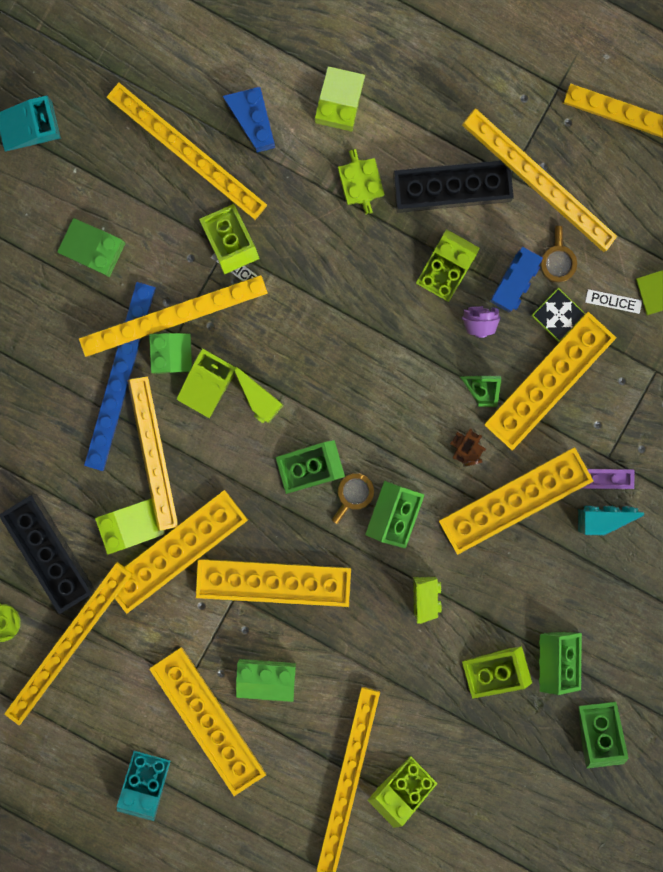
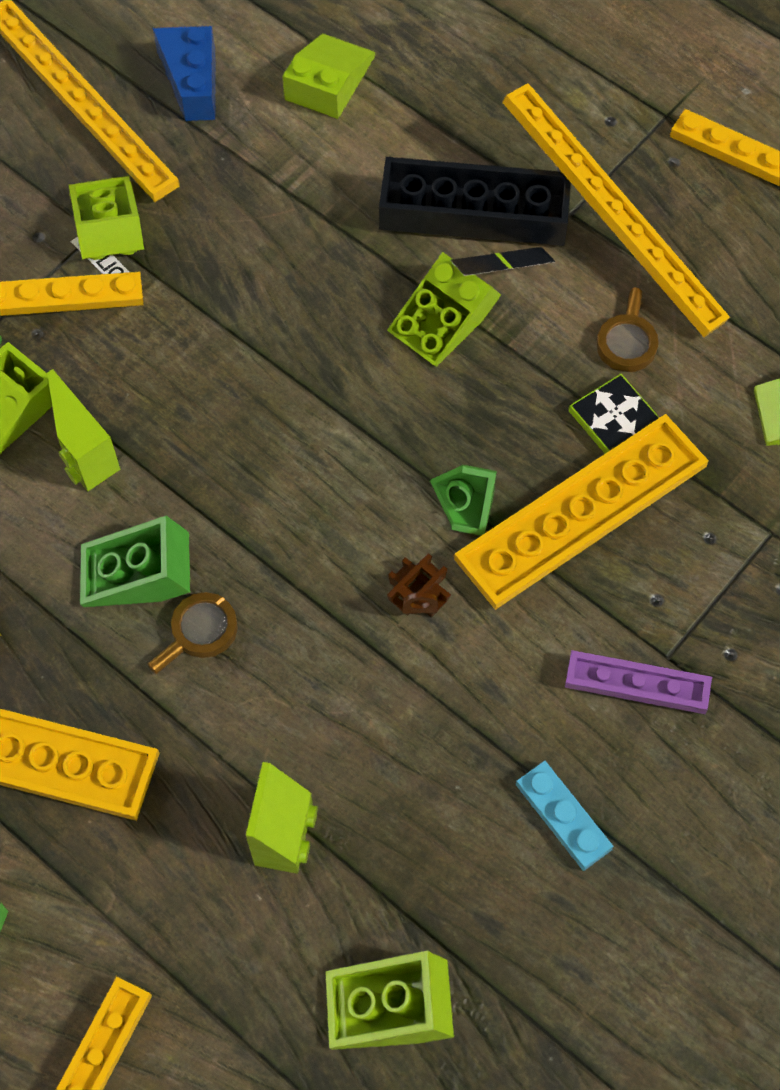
camera: 10 degrees right, 25 degrees down
(360, 181) = (333, 179): lime plate -> none
(394, 515) = (262, 673): bright green slope -> none
(478, 227) = (502, 261): none -> black sticker
(481, 321) = (481, 391): medium lavender cone -> none
(516, 280) = (554, 344): blue wedge -> none
(516, 500) = (485, 687): yellow plate -> none
(560, 662) = (518, 1008): bright green slope -> none
(567, 558) = (564, 815): none -> medium azure plate
(603, 521) = (644, 747): teal slope -> none
(613, 301) = (712, 414): white sticker -> none

